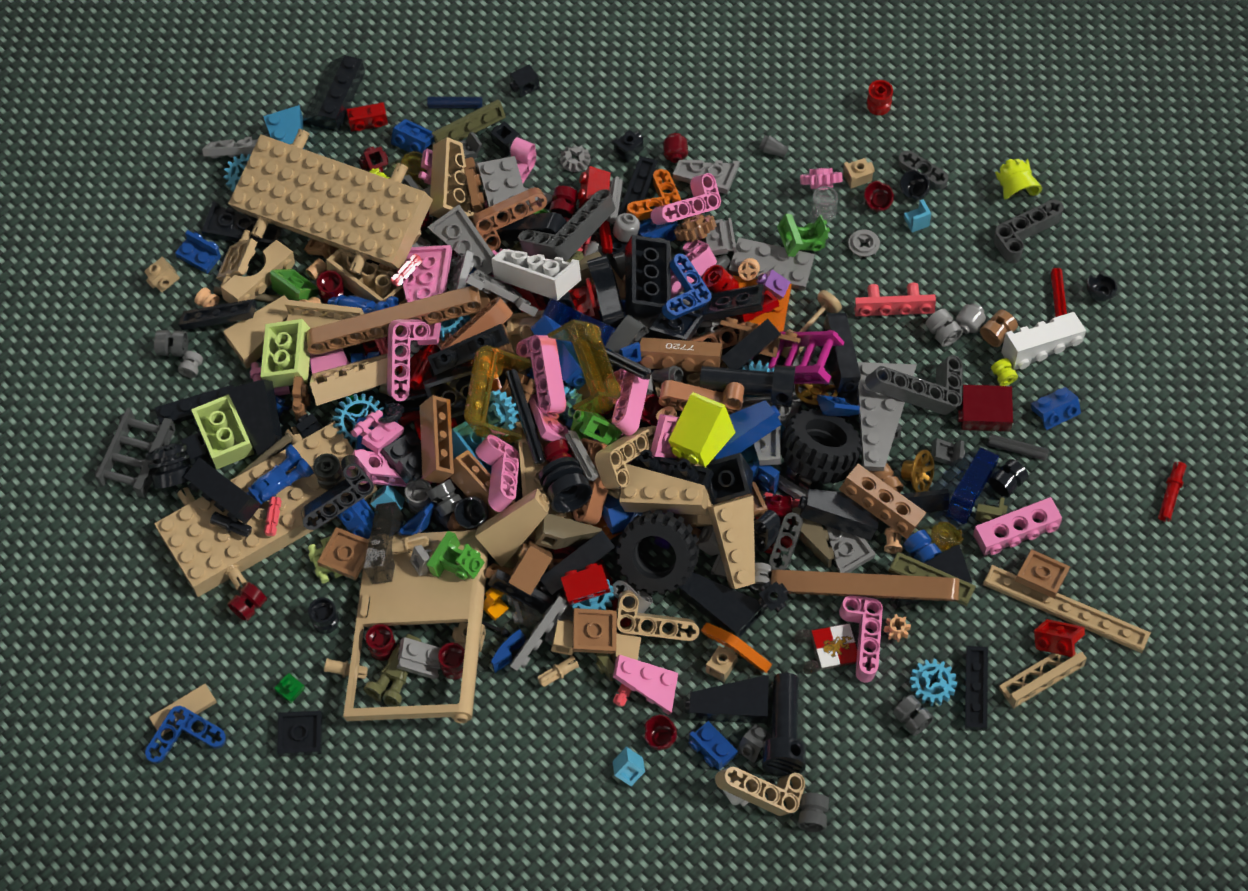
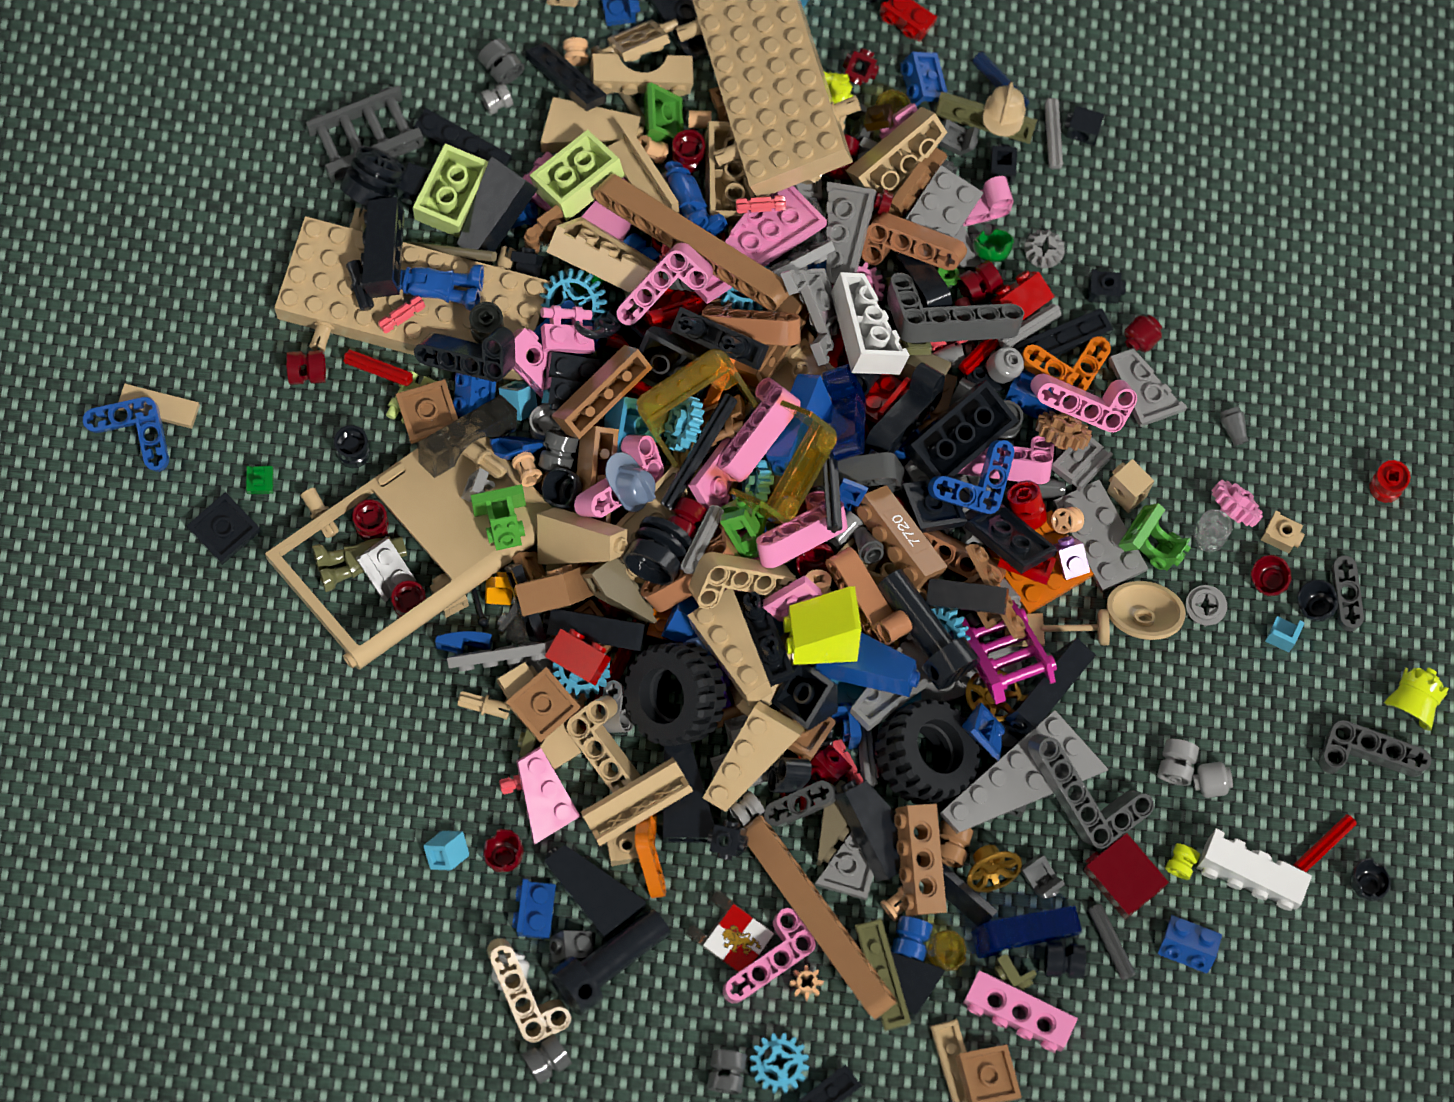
camera: 40 degrees right, 10 degrees up
(289, 561) = (378, 368): none -> red axle
(416, 172) = (878, 117): none -> dark brown plate
(432, 524) = (527, 469): none -> light nougat bush
(469, 207) = (883, 201): none -> dark red plate
(476, 109) = (1004, 111): none -> tan piece
(509, 466) = (629, 482): none -> sand blue piece
(512, 100) = (1053, 133): none -> light grey axle
(548, 179) = (993, 247): none -> green hair
(700, 628) = (635, 800): none -> tan fence
(758, 222) = (1129, 485): none -> tan brick
(840, 272) = (1146, 610): none -> tan dish
(894, 305) = (1163, 696): coral plate -> none
(996, 328) = (1227, 816): medium nougat wheel -> none

